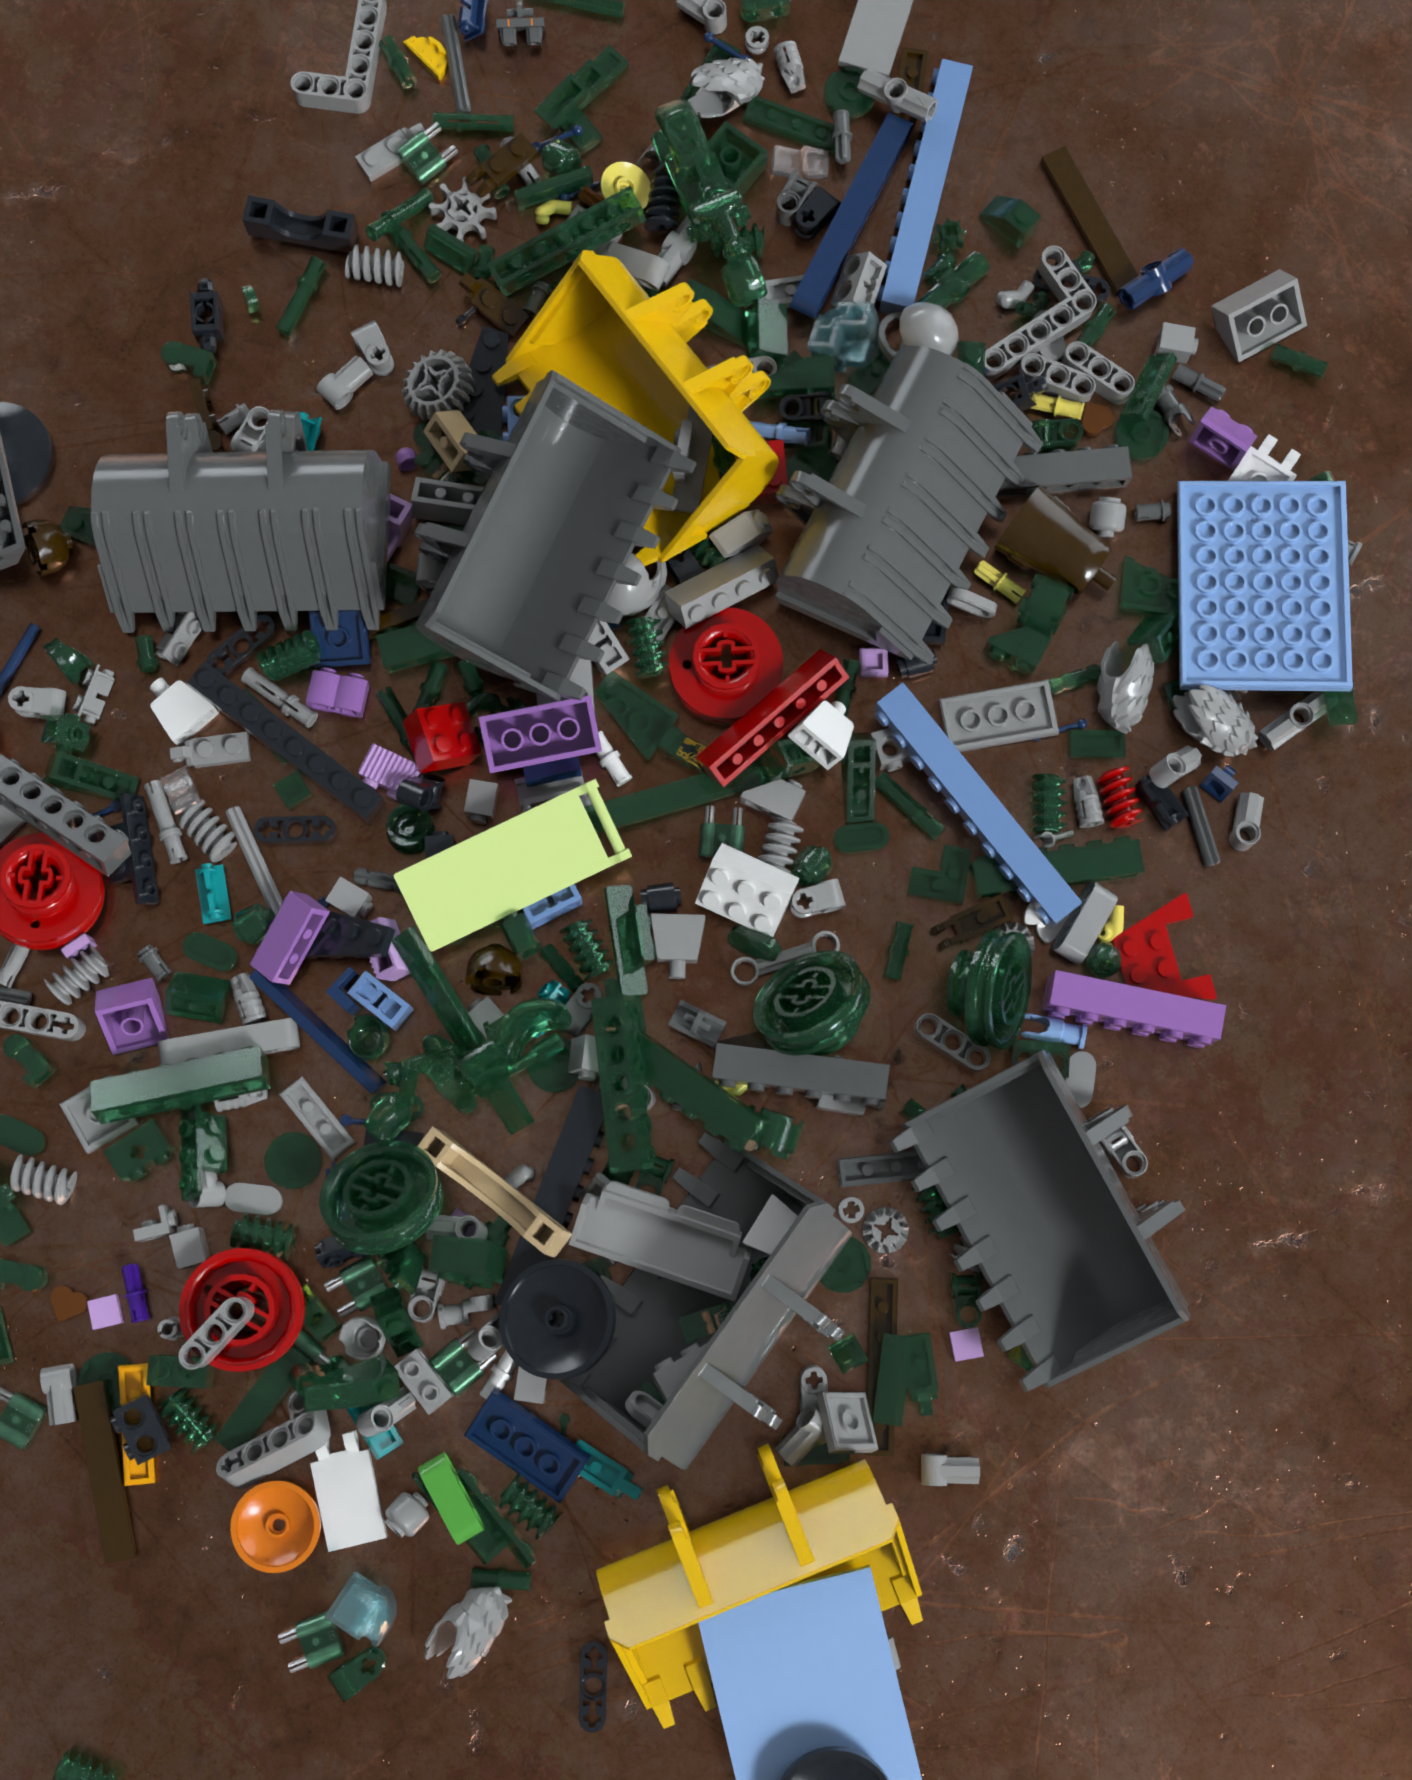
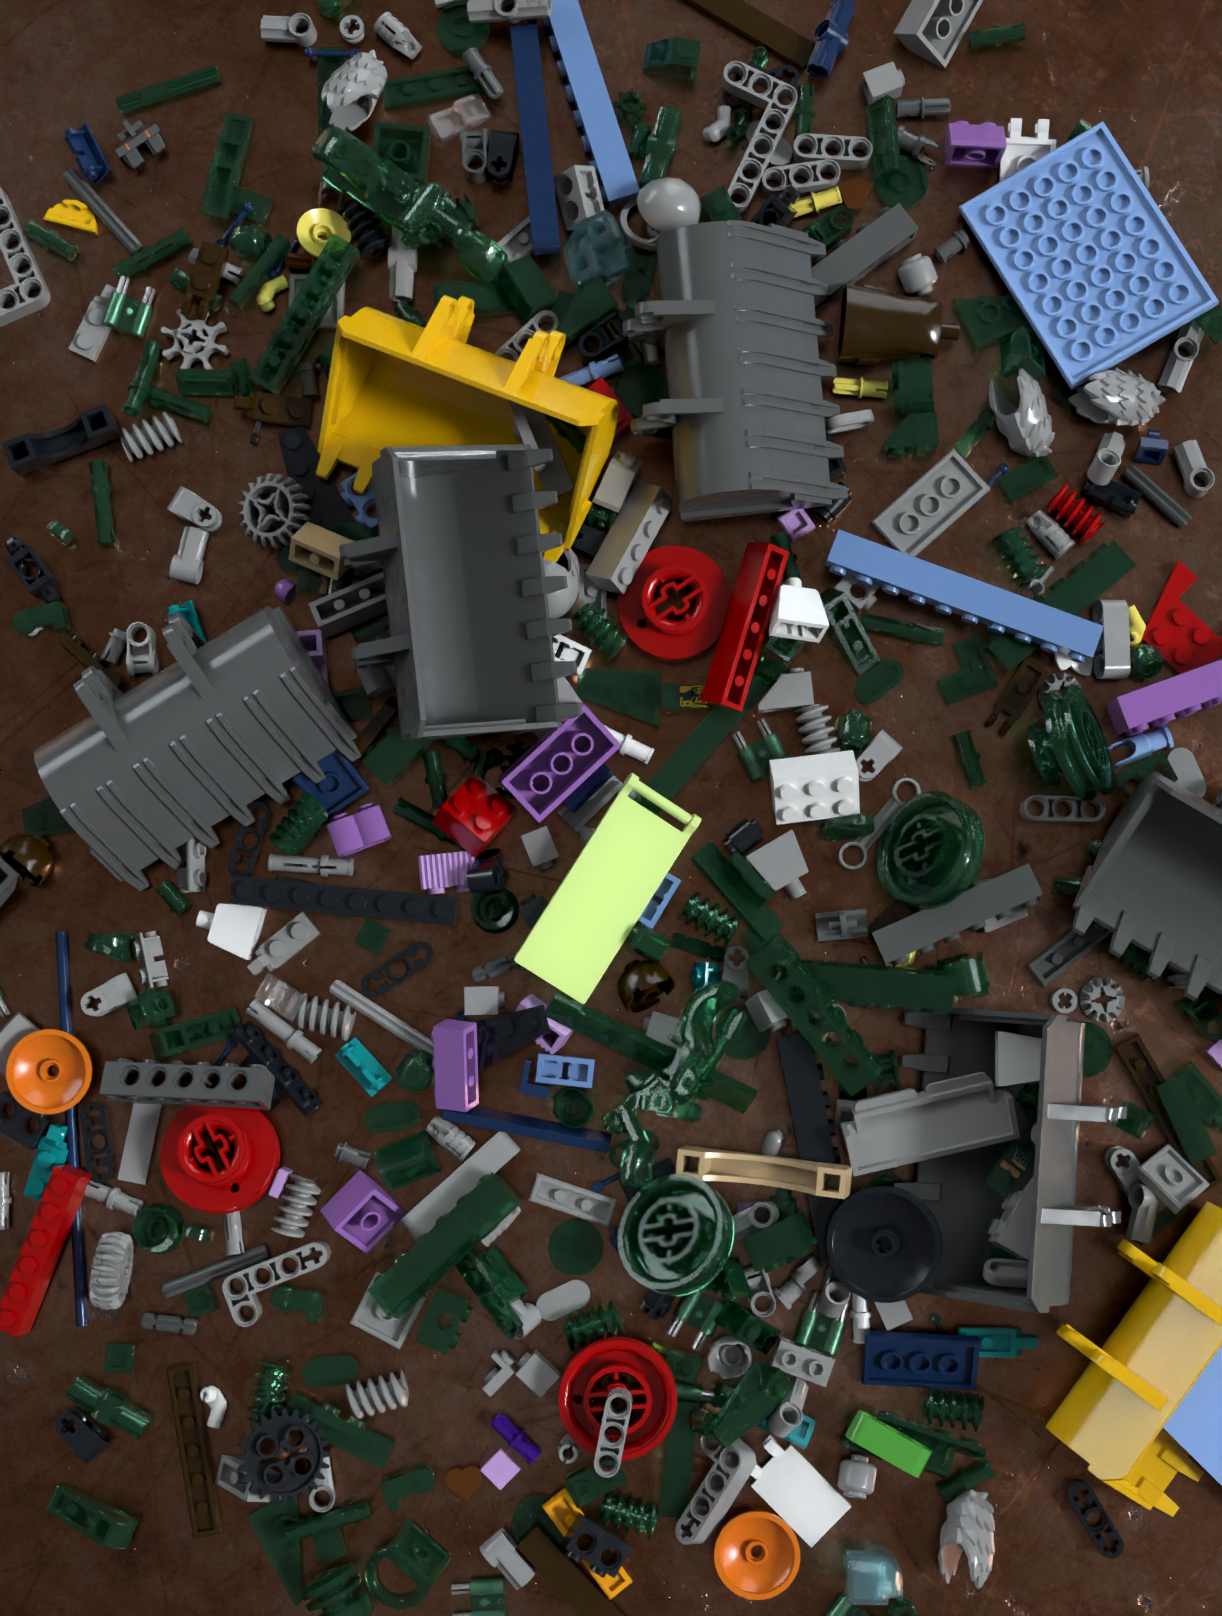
camera: 20 degrees left, 5 degrees up
(644, 267) = (385, 297): light grey beam -> none

